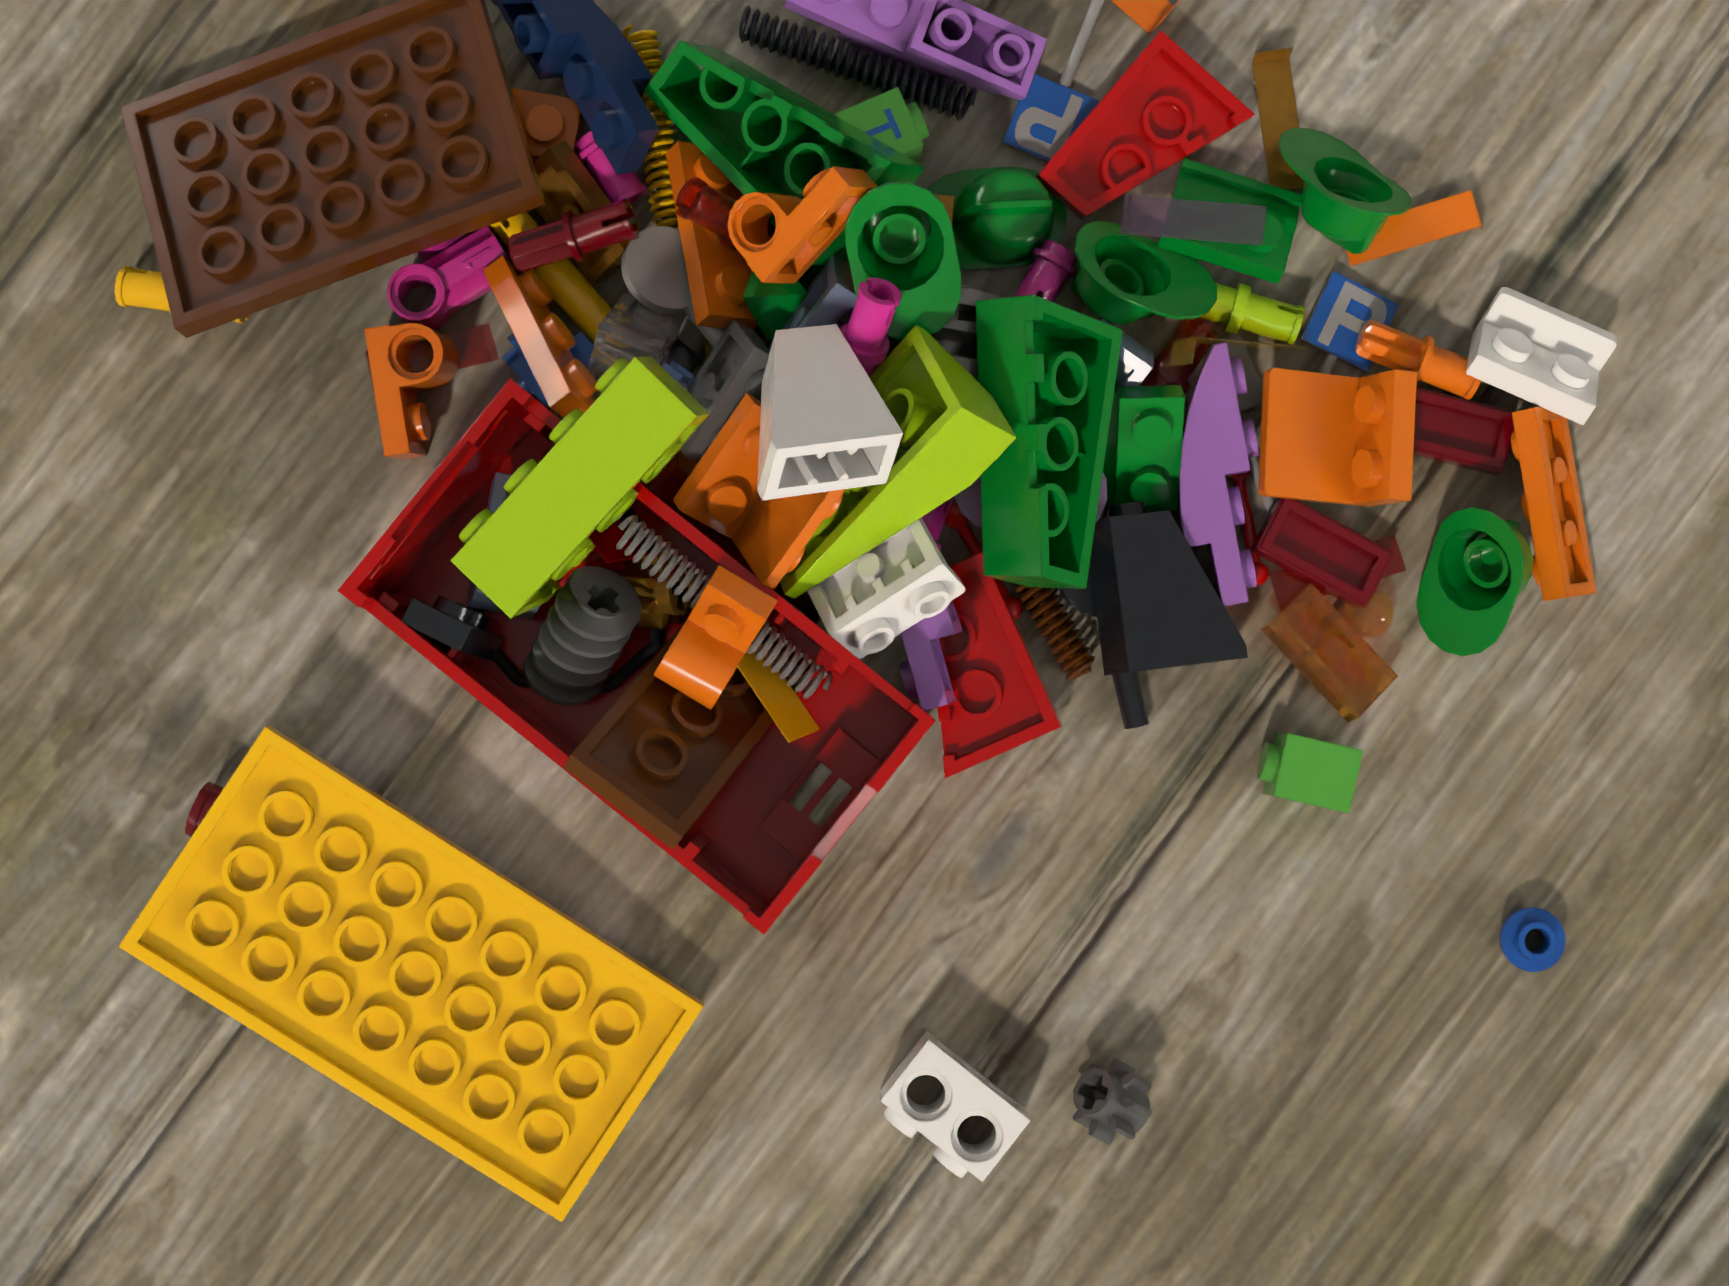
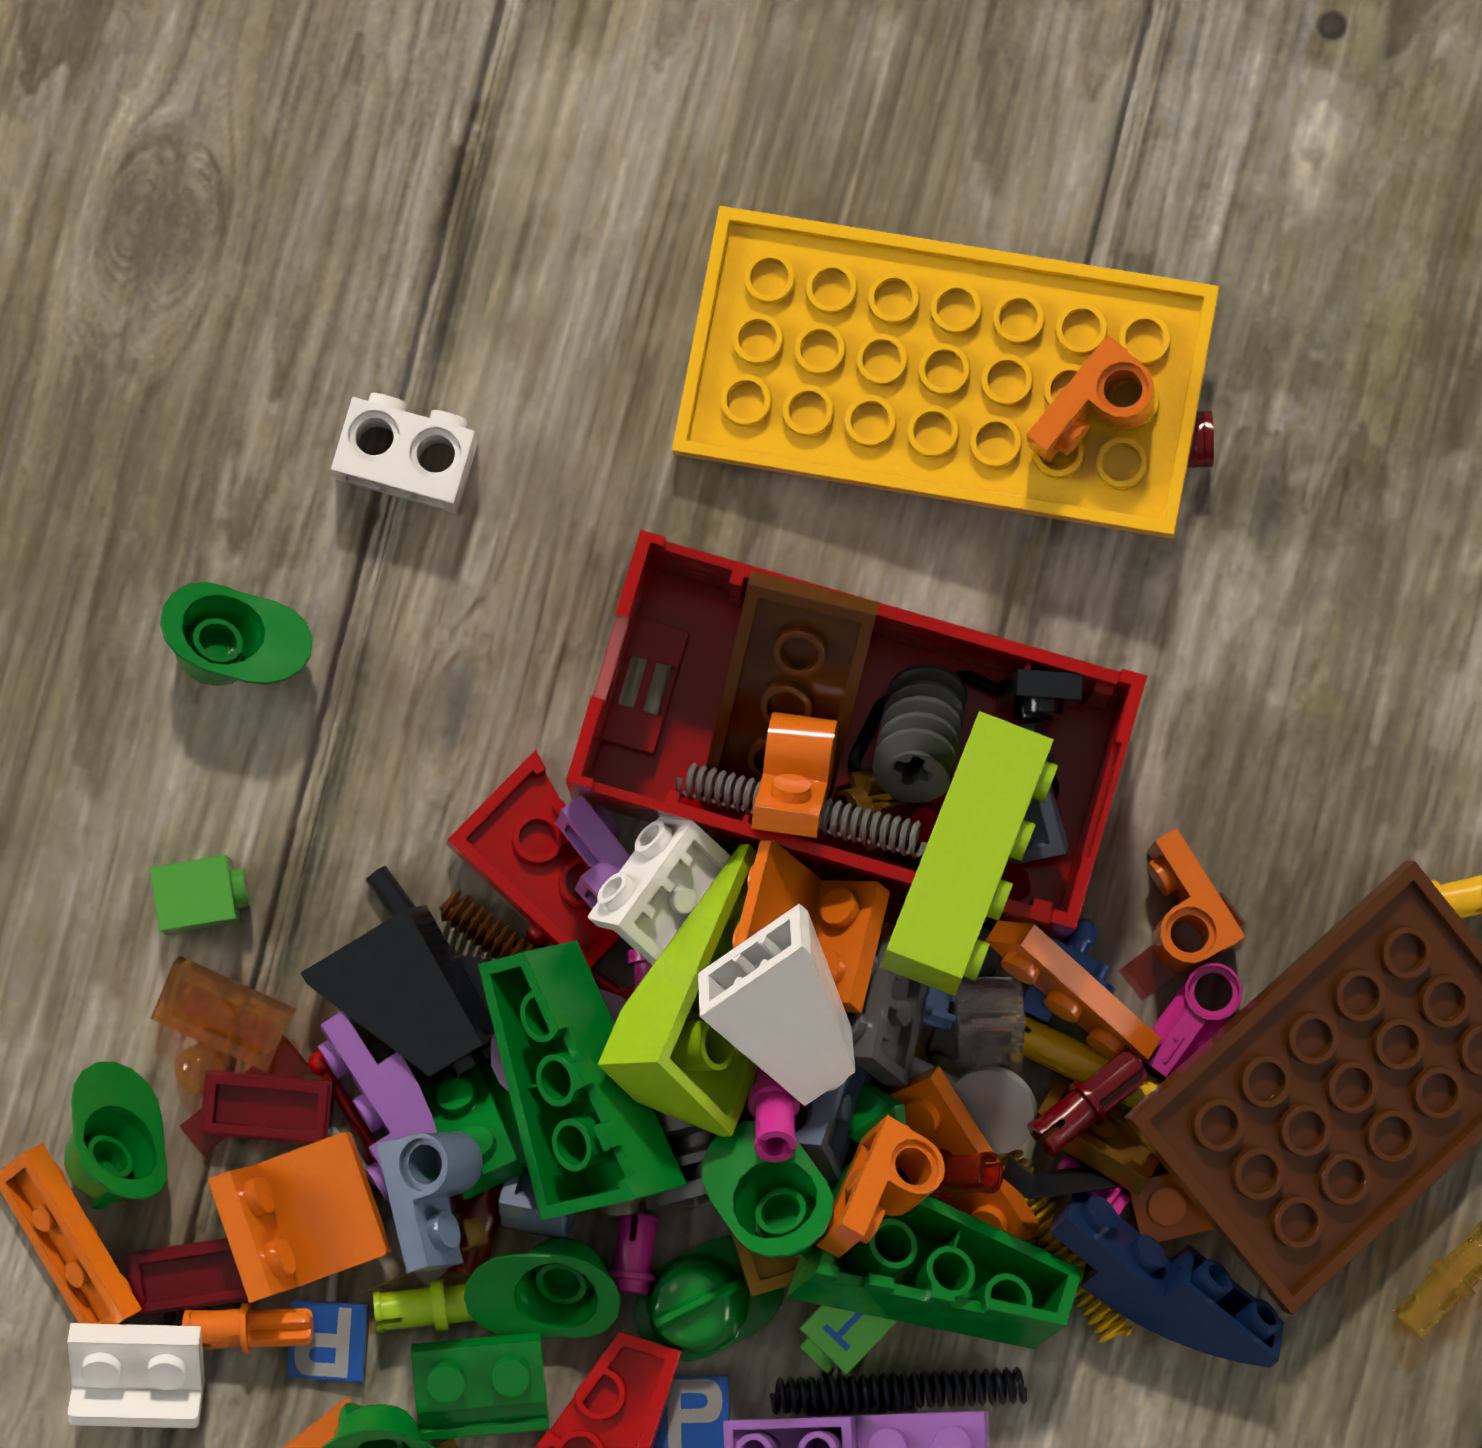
camera: 155 degrees right, 5 degrees down
(283, 893) = (1064, 421): none -> orange plate
(633, 173) = (1054, 1182): none -> black piece
(777, 698) = (716, 750): yellow piece -> none
(1111, 1101) = (261, 517): dark grey gear -> none
(1183, 999) = (234, 635): none -> green piece
(1193, 220) = (517, 1362): piece -> none
(1223, 401) = (420, 1194): none -> sand blue plate

